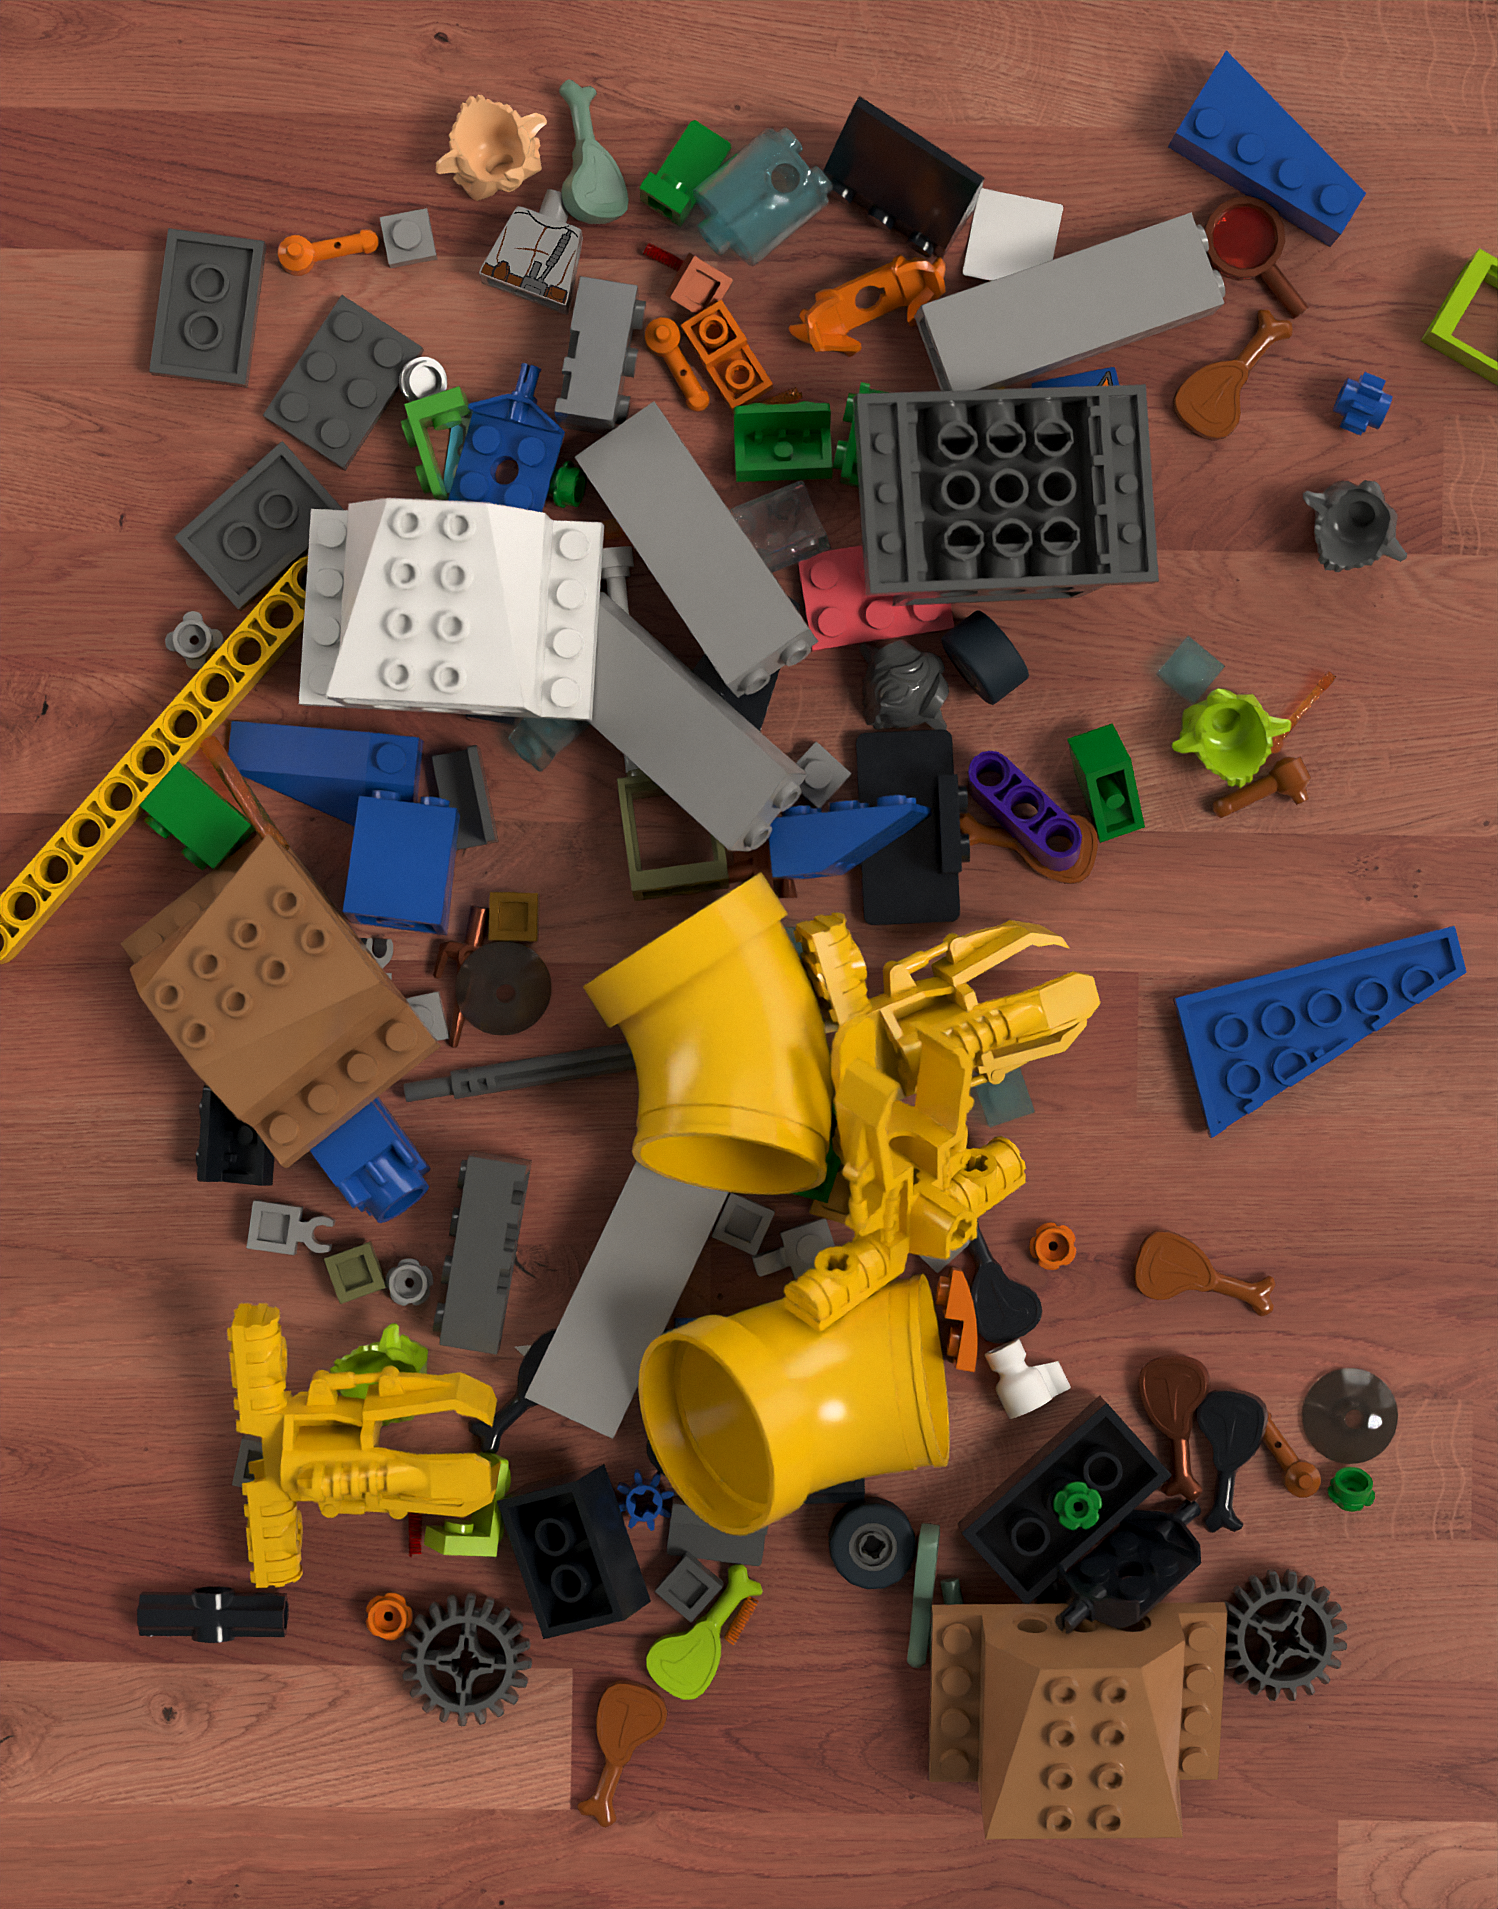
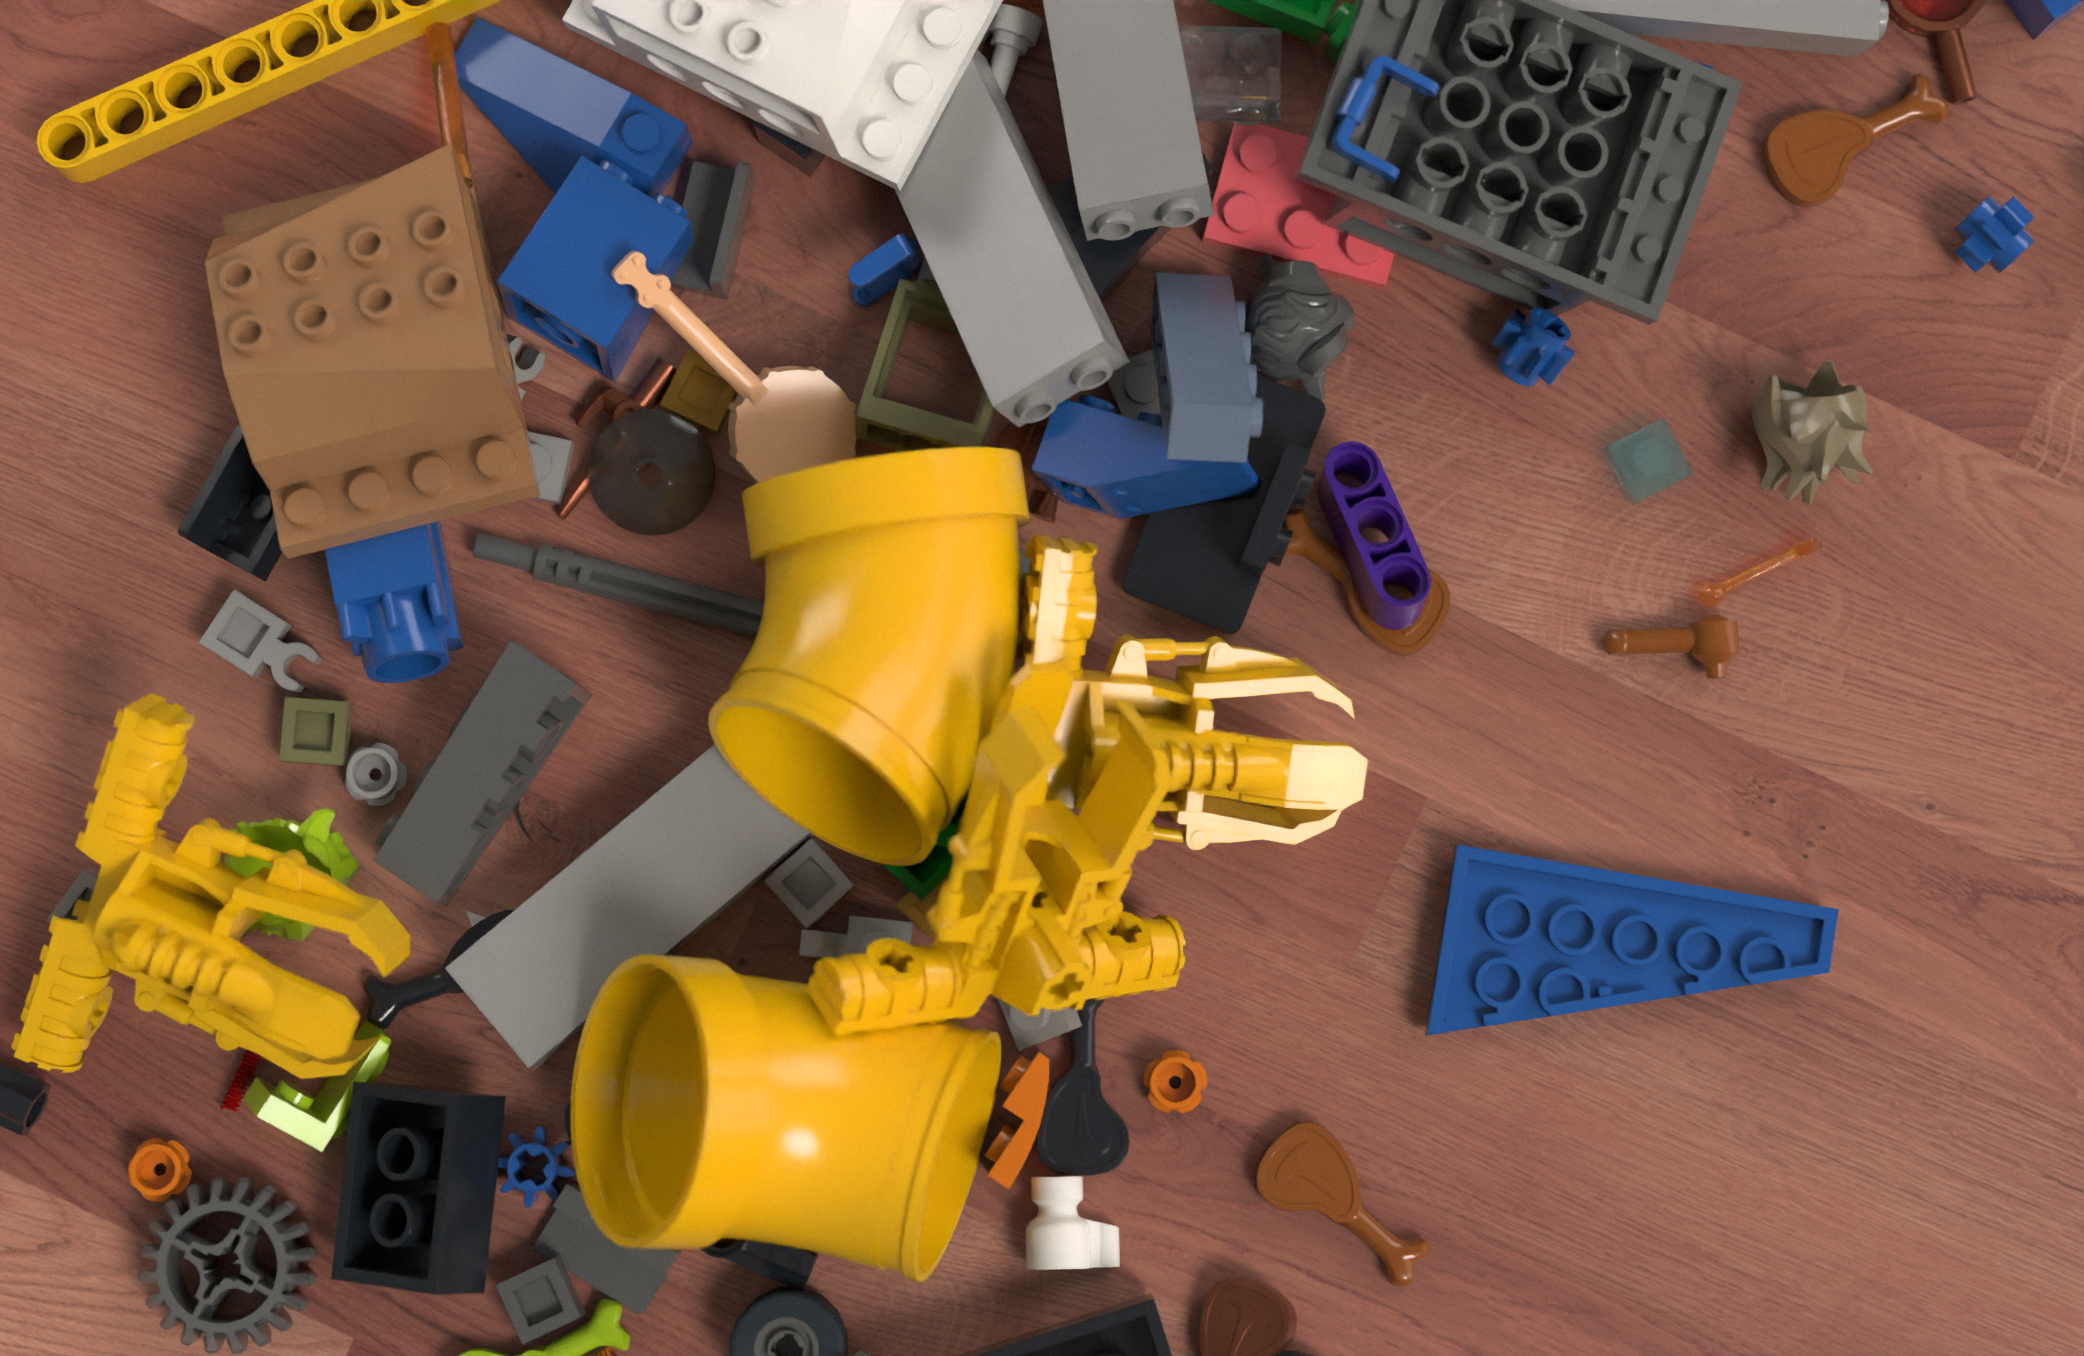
camera: 20 degrees right, 5 degrees down
(197, 817) = (381, 104): green brick -> none
(543, 739) = (840, 195): clear light blue bracket -> none
(582, 915) = (782, 416): none -> light nougat piece
(602, 775) = (883, 268): none -> blue piece
(858, 752) = (1203, 368): none -> sand blue brick
(889, 528) = (1357, 103): none -> blue piece
(985, 657) = (1407, 331): black wheel -> none
(1005, 1100) = (1196, 875): clear light blue plate -> none
(1076, 627) = (1533, 347): none -> blue gear
(1106, 782) = (1488, 548): green slope -> none
(1229, 735) = (1663, 554): lime hair -> none
(1294, 601) = (1810, 431): none -> dark tan hair
(1353, 525) = (1922, 371): dark grey hair -> none

